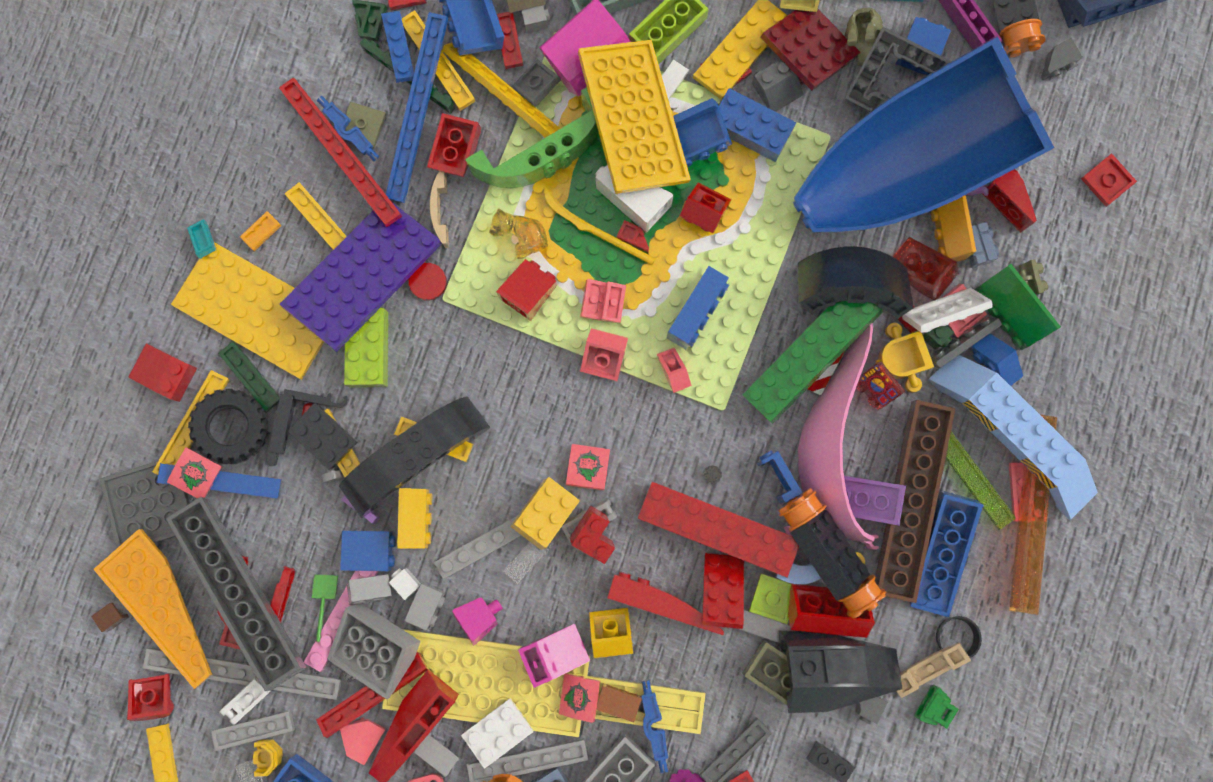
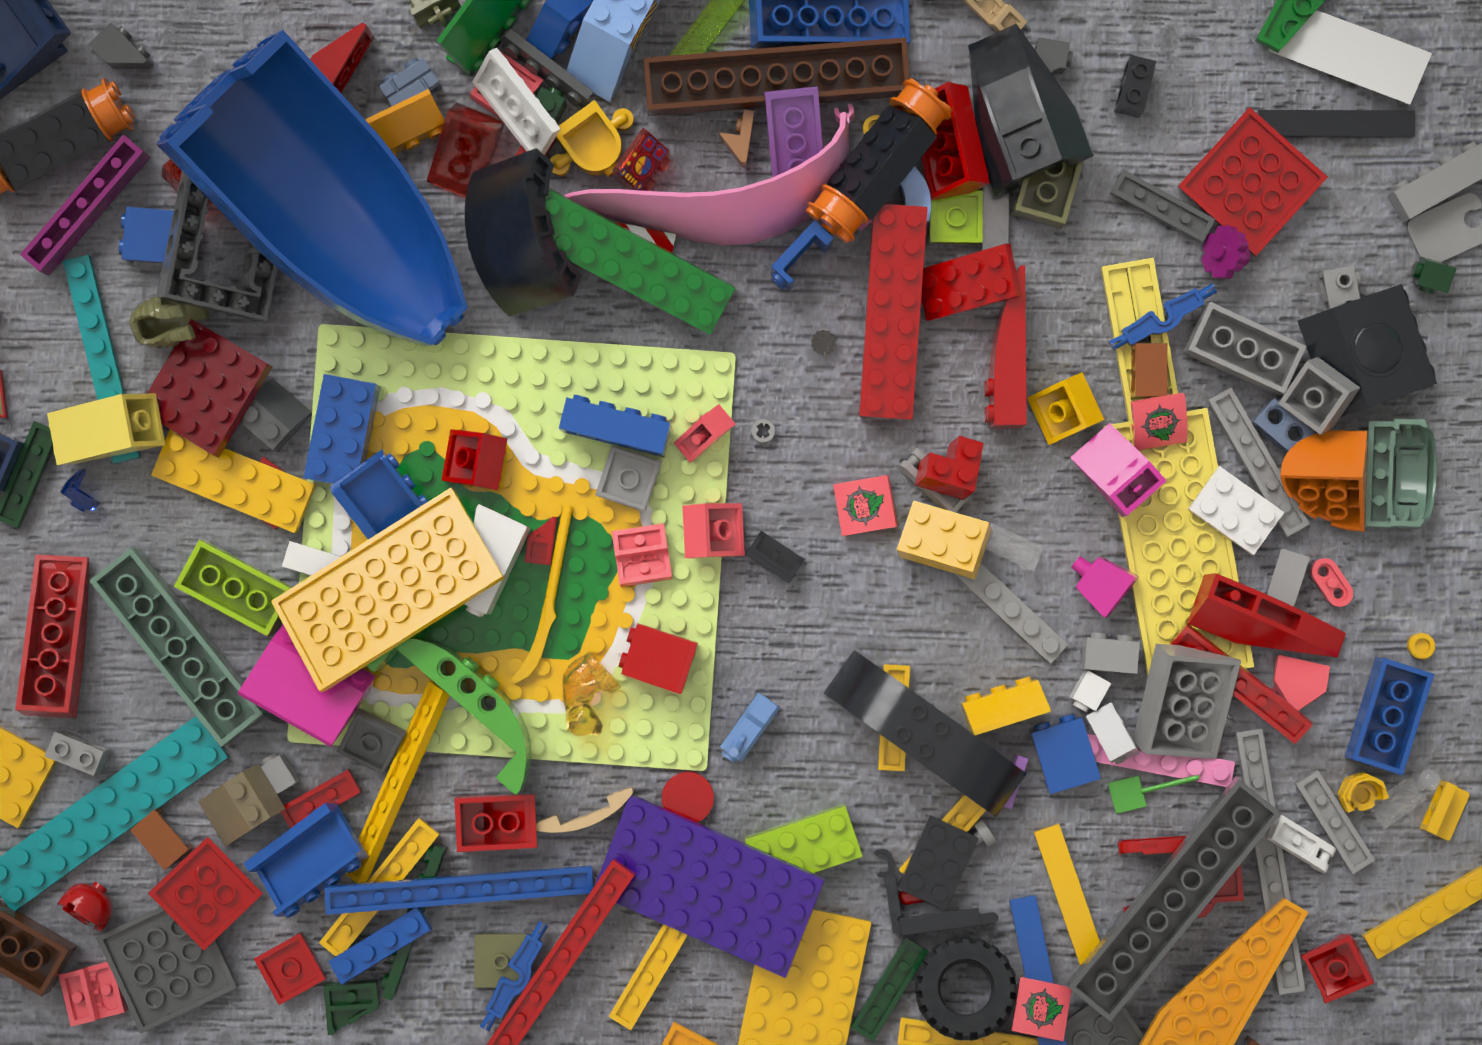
camera: 115 degrees left, 5 degrees up
(272, 522) = (1067, 891): none -> yellow tile
(460, 337) = (749, 728): none -> medium blue piece
(572, 392) = (775, 557): none -> black hinge
(659, 308) = (628, 478): none -> light grey plate
(665, 407) = (755, 431): none -> light grey bush
(872, 461) = (739, 144): none -> medium nougat slope

